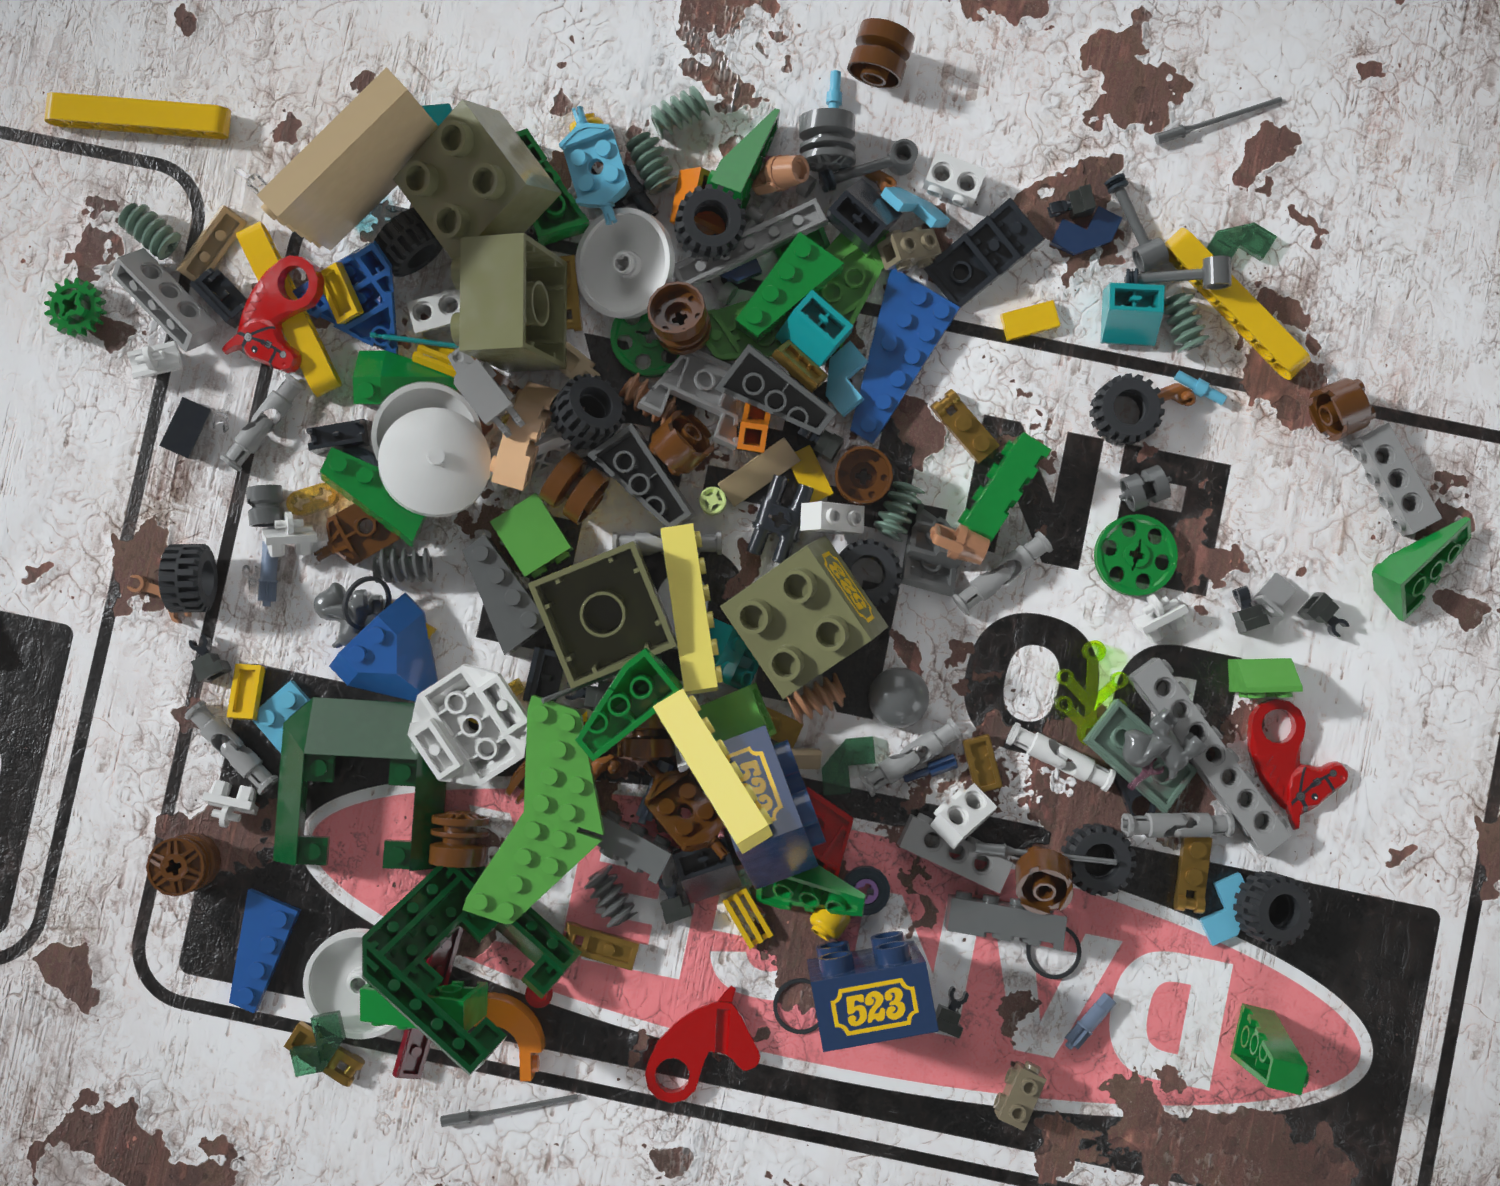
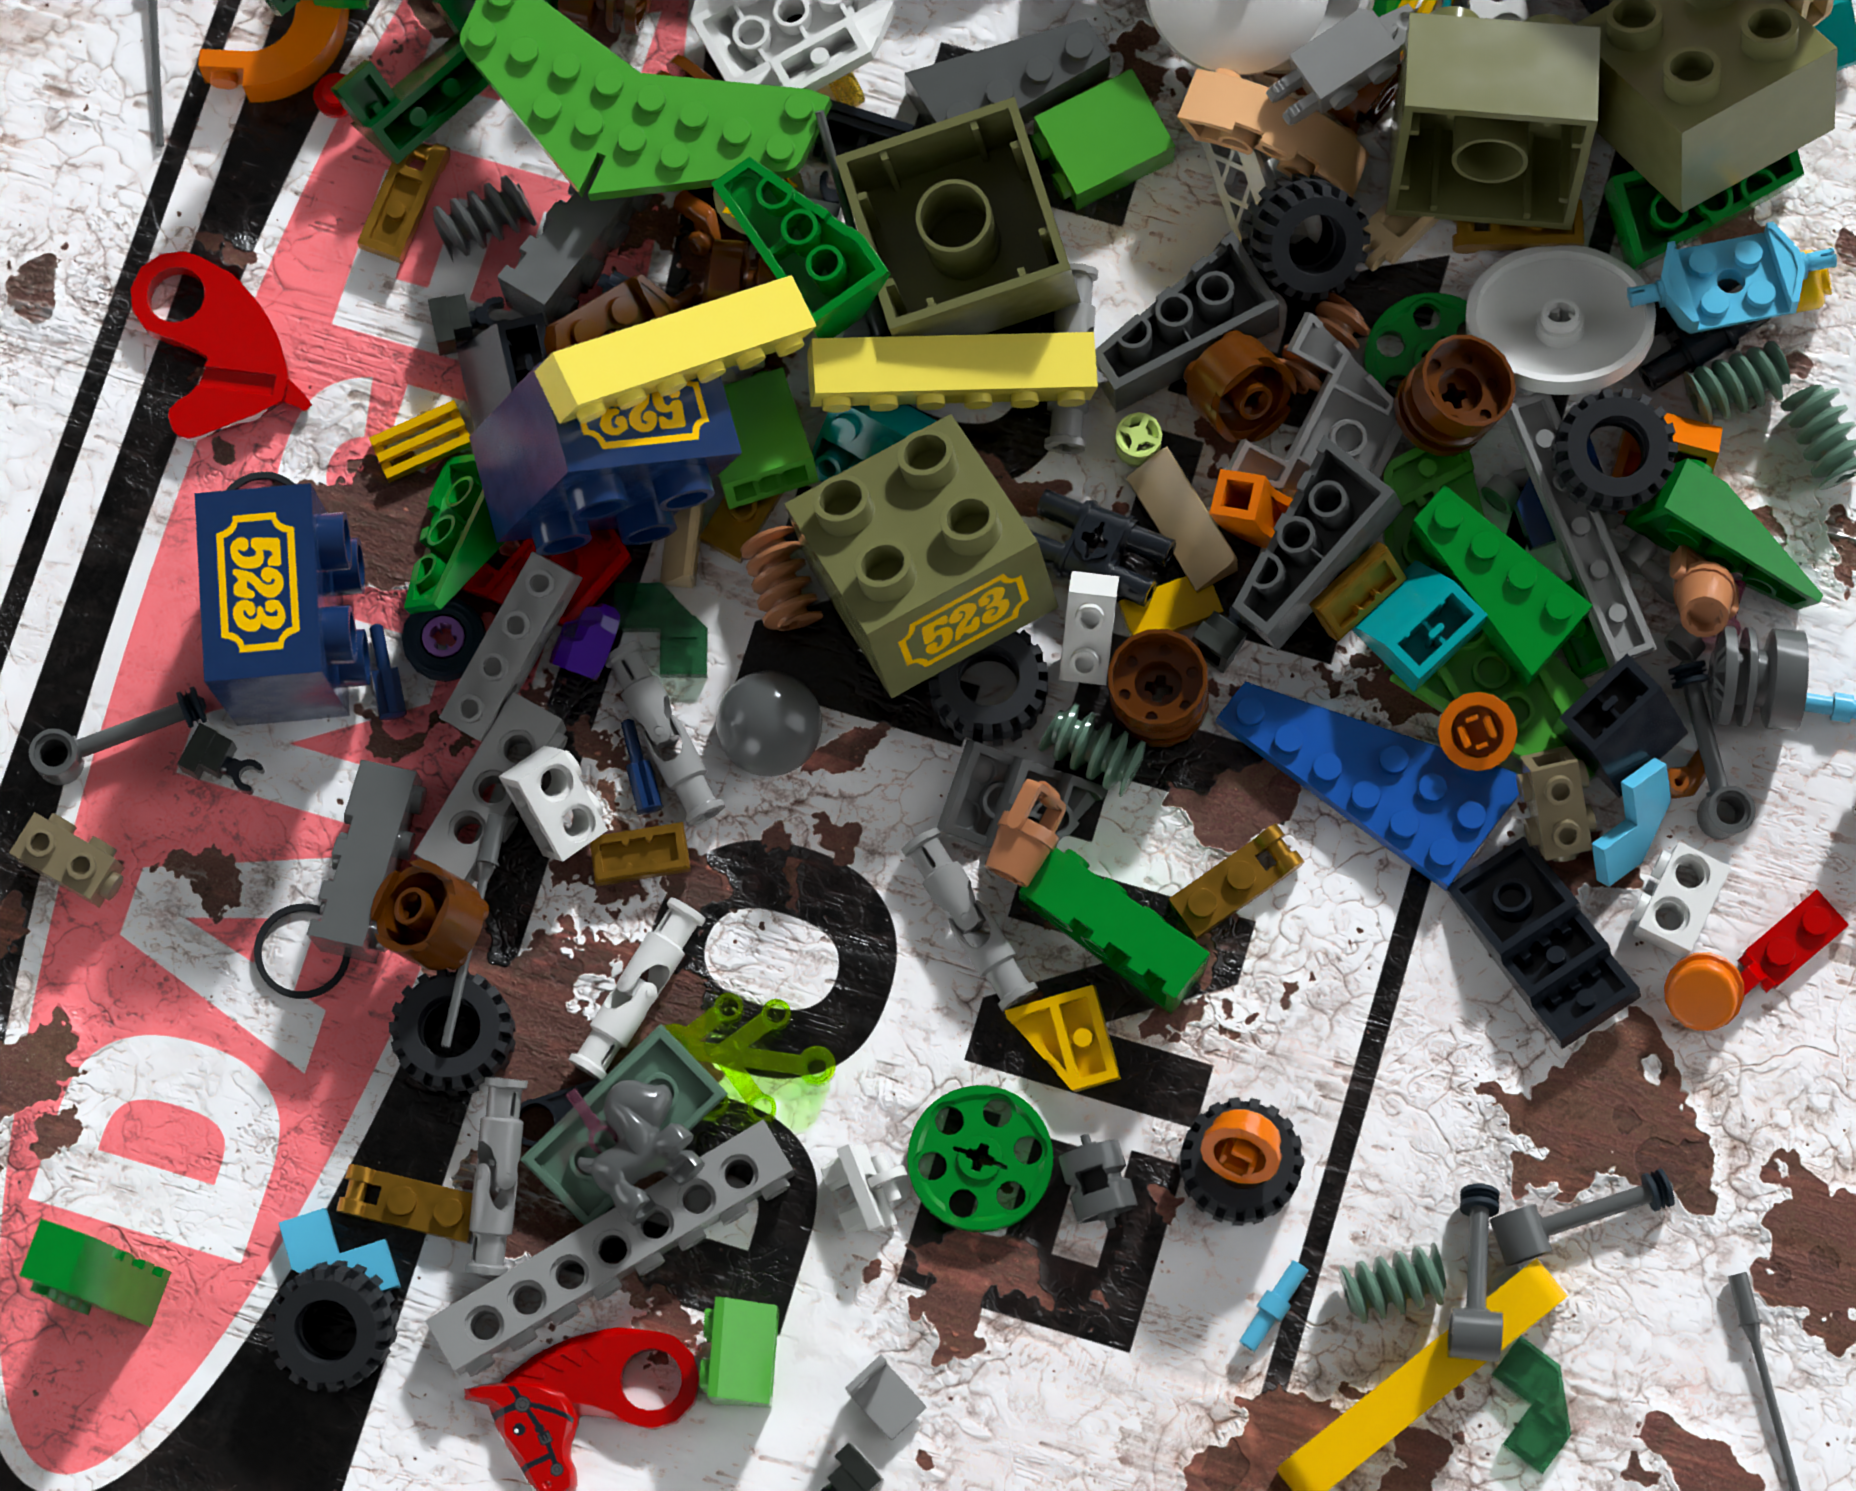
camera: 95 degrees right, 10 degrees down
(582, 493) = (1177, 208): reddish brown wheel -> none
(828, 925) = (393, 569): yellow head -> none
(841, 368) = (1319, 669): medium azure tile -> none
(863, 807) = (587, 641): none -> dark purple rock
(873, 294) = (1477, 731): none -> orange piece
(874, 851) = (511, 645): none -> light grey brick
(893, 921) = (385, 679): none -> dark blue axle
(952, 1097) = (188, 708): none -> dark grey piece
(972, 122) = (1790, 943): none -> red hinge
(1006, 163) = (1704, 991): none -> orange piece
(1030, 320) = (1418, 1014): yellow tile -> none
(1063, 510) = (1070, 1036): none -> yellow wing
(1077, 202) = (1625, 1117): pearl dark grey piece -> none
(1077, 240) = (1568, 1151): dark blue tile -> none
(1089, 1022) = (174, 997): sand blue piece -> none
(1131, 313) = (1413, 1187): teal slope -> none
(1131, 405) = (1242, 1147): none -> orange piece
(1178, 393) = (1268, 1262): dark orange arm -> none
(1249, 616) = (851, 1348): pearl dark grey piece -> none

